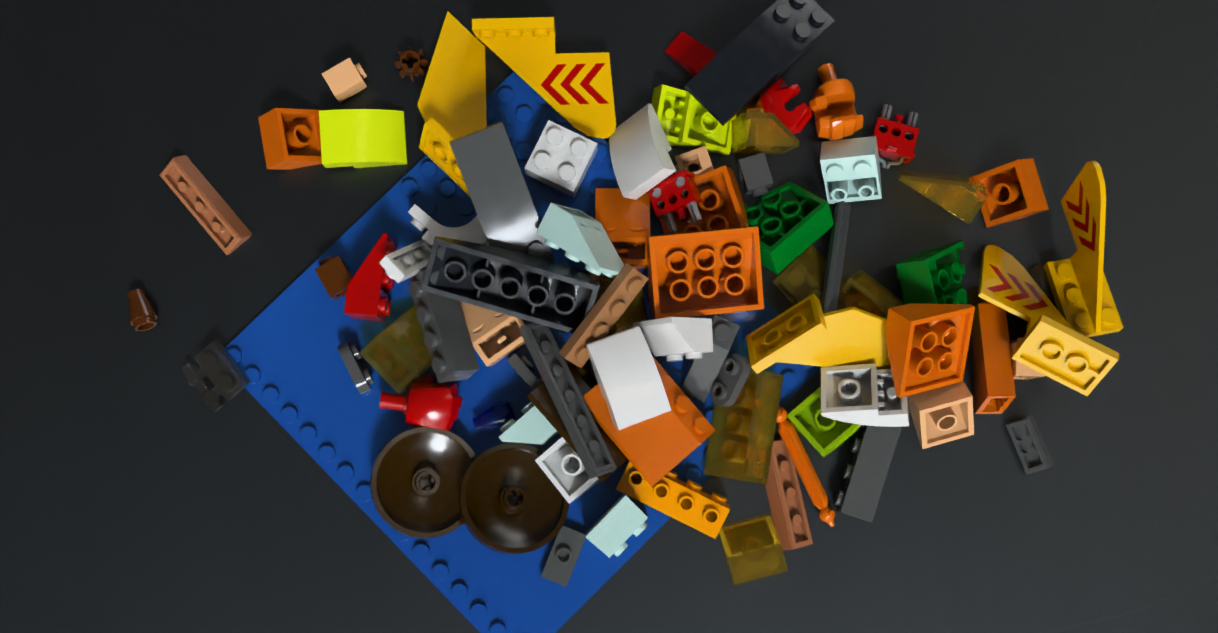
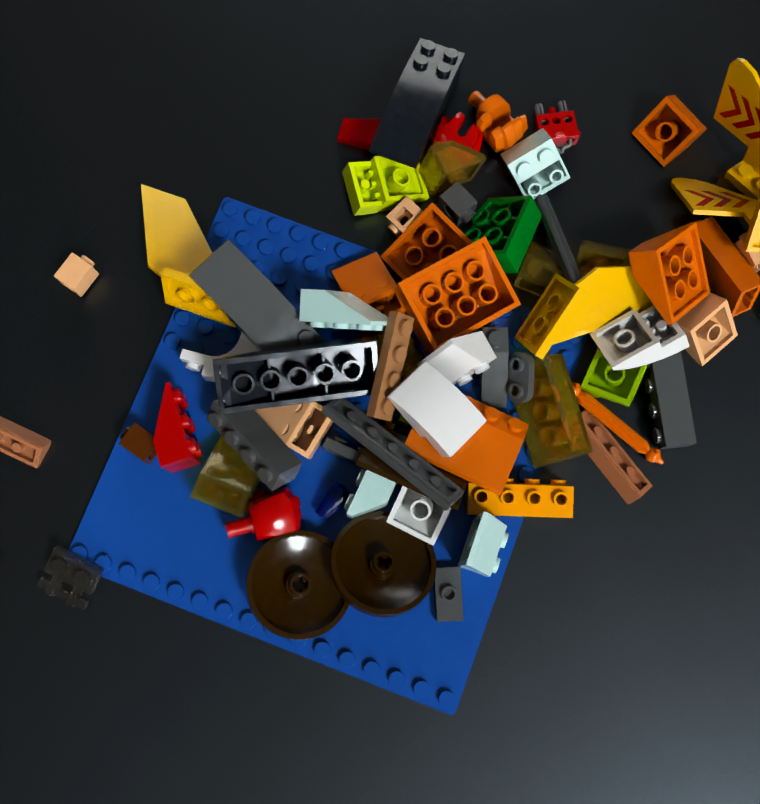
camera: 25 degrees left, 5 degrees down
(291, 138) = (52, 342): orange slope -> none
(361, 377) = (184, 505): dark grey plate -> none
(362, 138) = (113, 316): neon yellow slope -> none
(405, 61) = (134, 242): reddish brown gear -> none
(406, 261) = (196, 399): white plate -> none
(561, 158) = (291, 258): white brick -> none
(569, 82) = (271, 195): yellow piece -> none
(640, 153) = (356, 224): white slope -> none
(673, 188) = (394, 243): red piece -> none
(752, 550) = (607, 514): clear yellow slope -> none
(933, 276) = (641, 220): green wedge -> none
(952, 192) = (629, 147): clear yellow slope -> none

